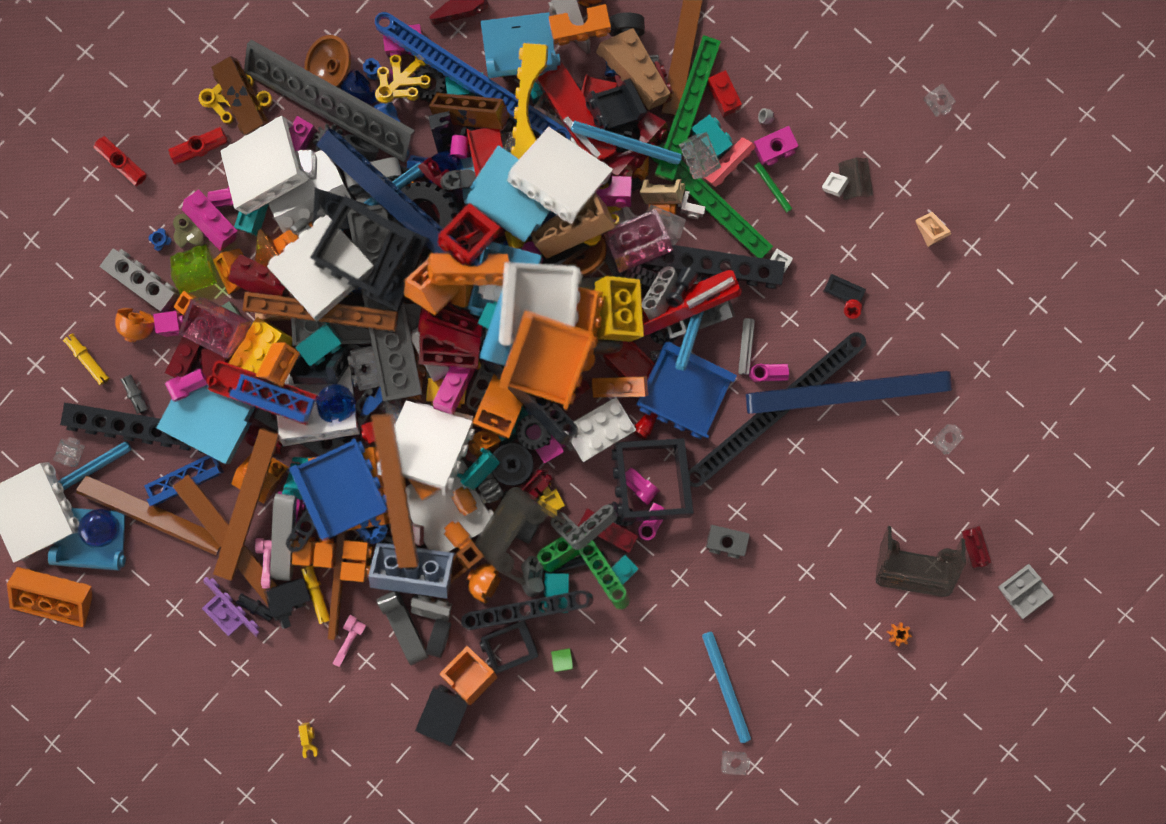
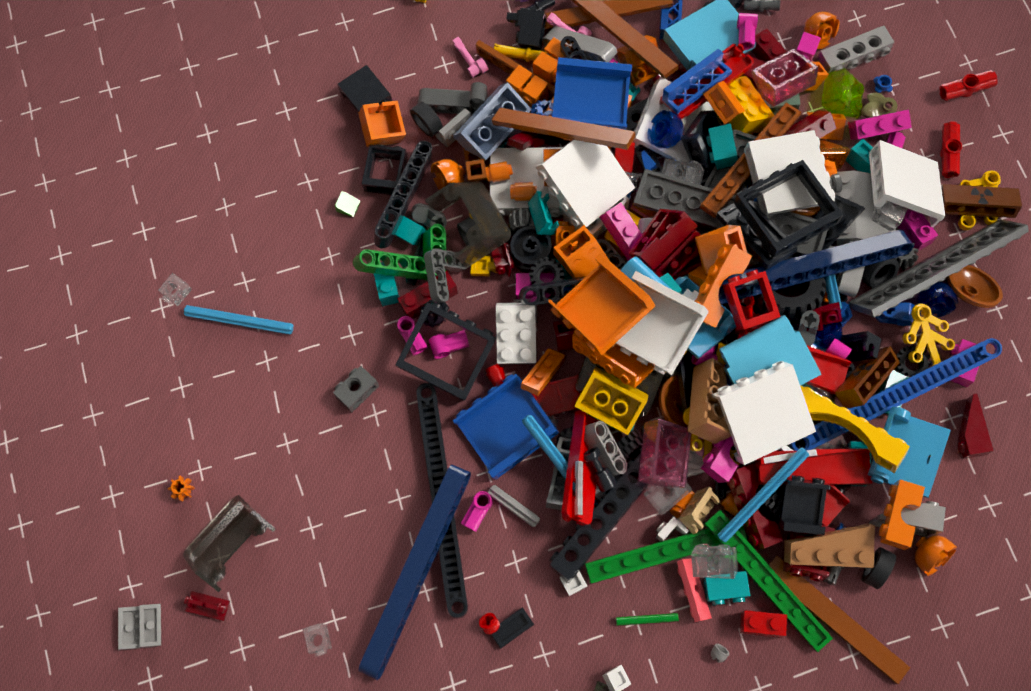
camera: 120 degrees right, 15 degrees down
(367, 67) = (953, 323): blue bush -> none
(782, 137) = (692, 633): dark pink brick -> none

